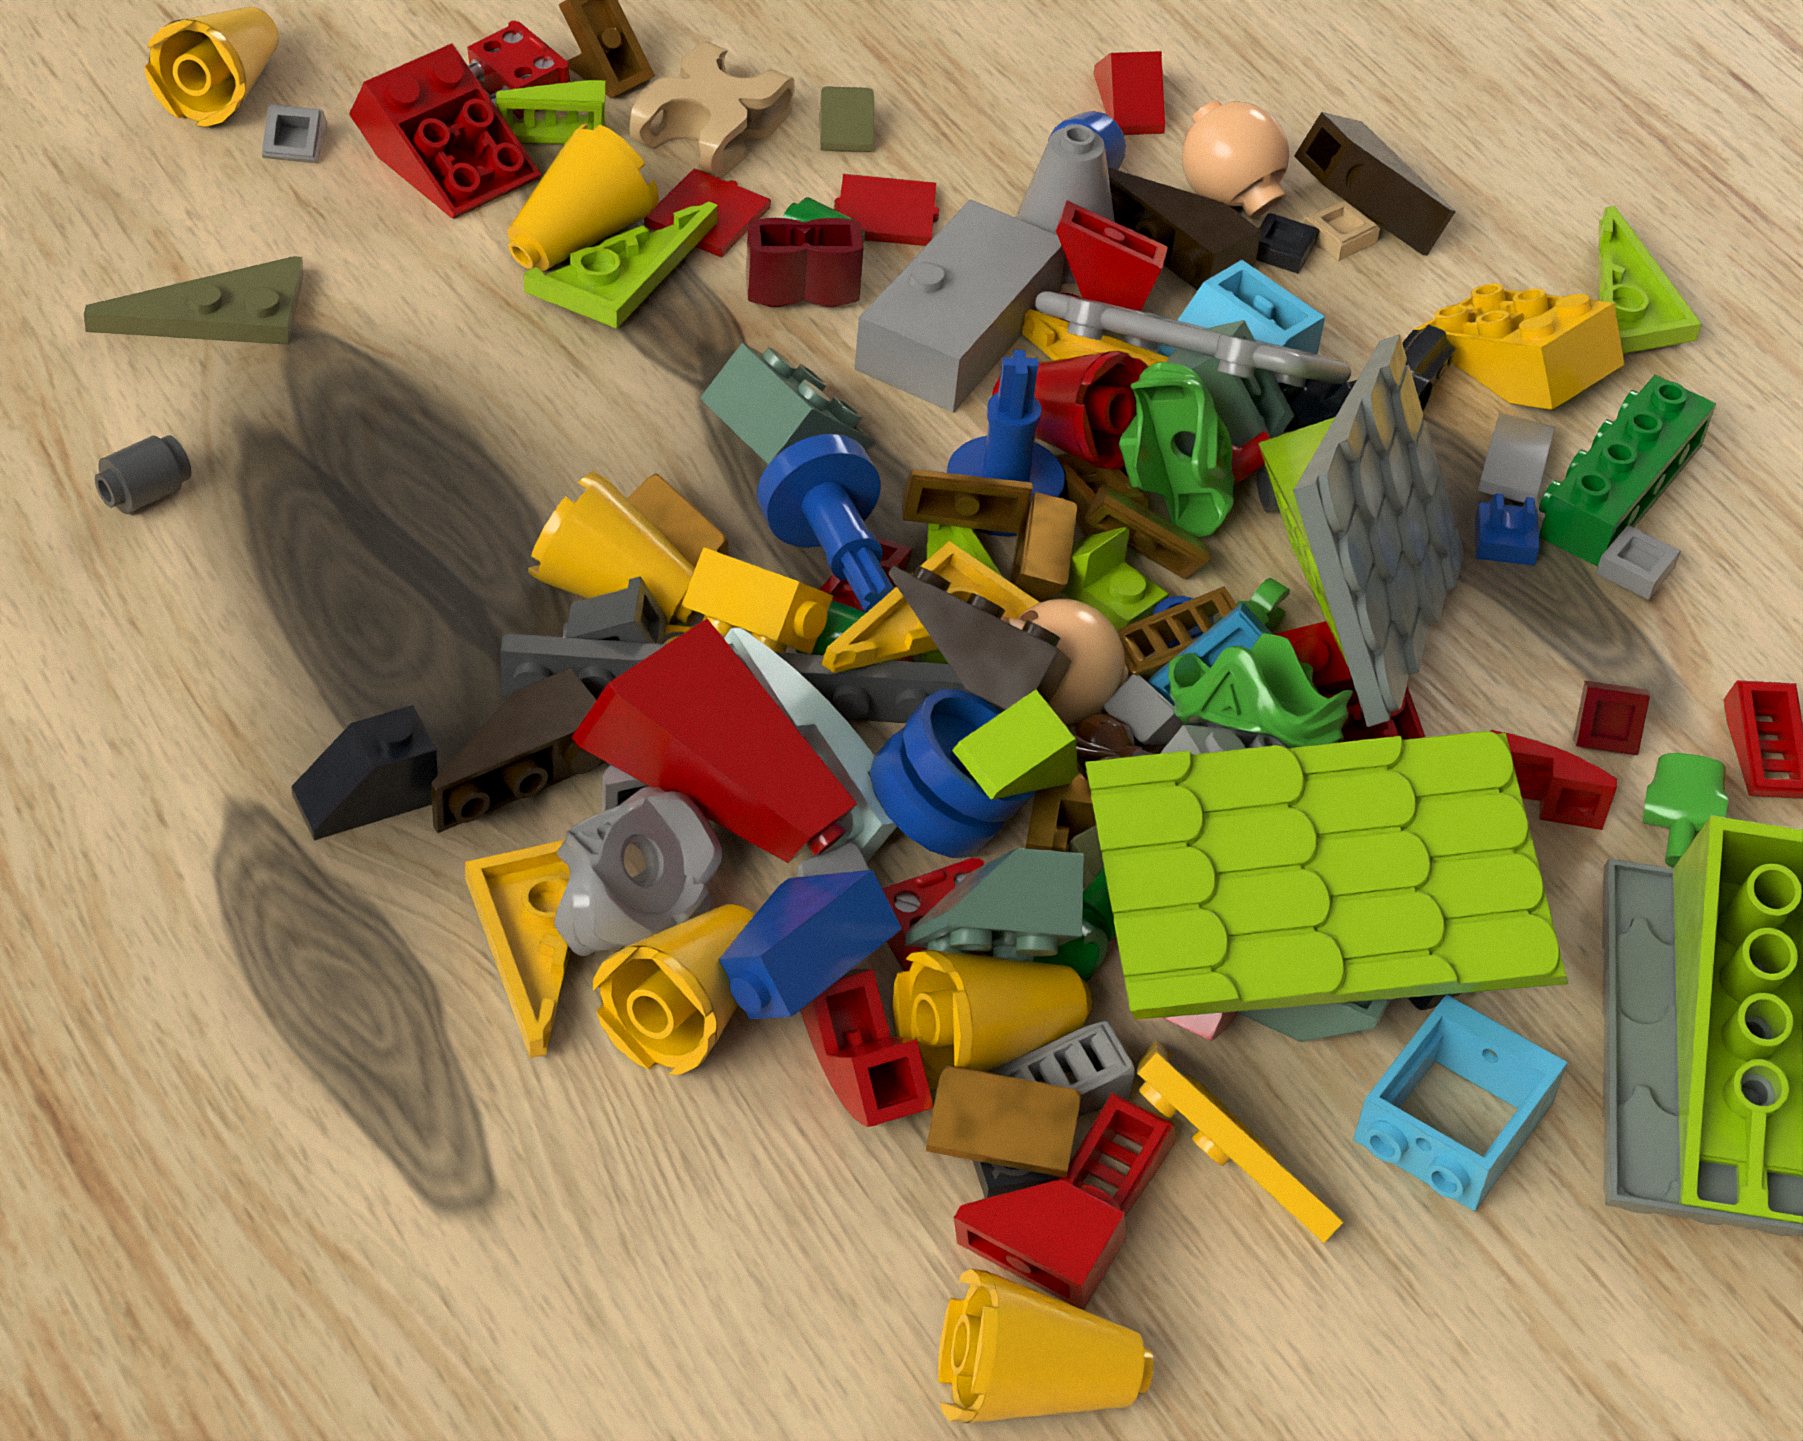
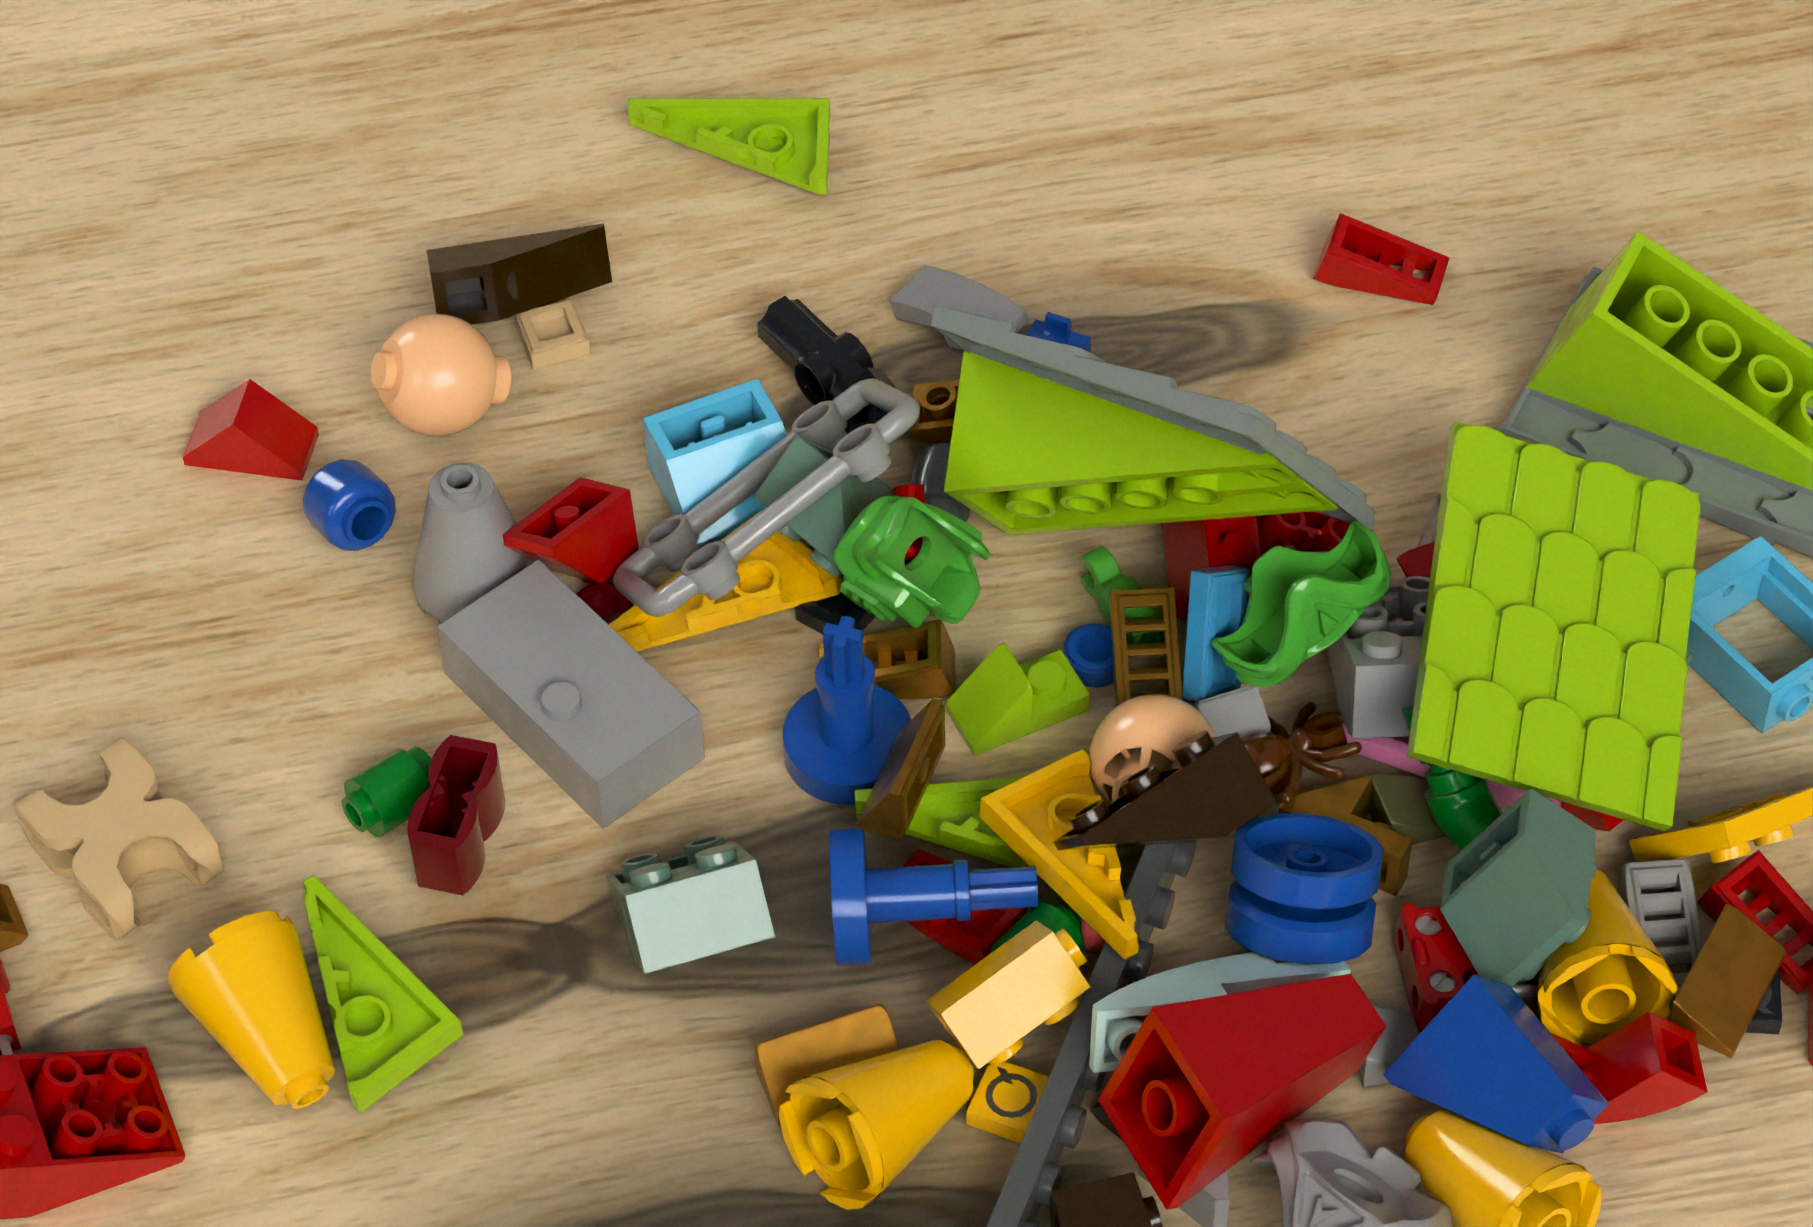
camera: 65 degrees left, 5 degrees up
(569, 97) = (68, 988): lime slope -> none
(618, 616) = (983, 1143): dark grey brick -> none
(735, 209) = (275, 881): red piece -> none
(847, 119) = (190, 715): olive slope -> none
(890, 208) = (349, 722): red piece -> none
(1020, 750) = (1336, 809): lime slope -> none
(1044, 547) = (986, 735): pearl gold slope -> none
(1087, 404) = (778, 638): red cone -> none
(1148, 533) = (977, 634): pearl gold slope -> none
(1199, 231) = (538, 452): dark brown slope -> none
(1285, 242) = (554, 388): black tile -> none
(1532, 343) = (798, 239): yellow slope -> none
(1565, 784) = (1400, 434): red slope -> none
(1611, 717) = (1330, 363): dark red tile -> none
(1625, 468) = (1009, 229): green brick -> none
(1638, 562) = (1132, 270): light grey plate -> none
(1684, 797) = (1447, 348): bright green piece -> none

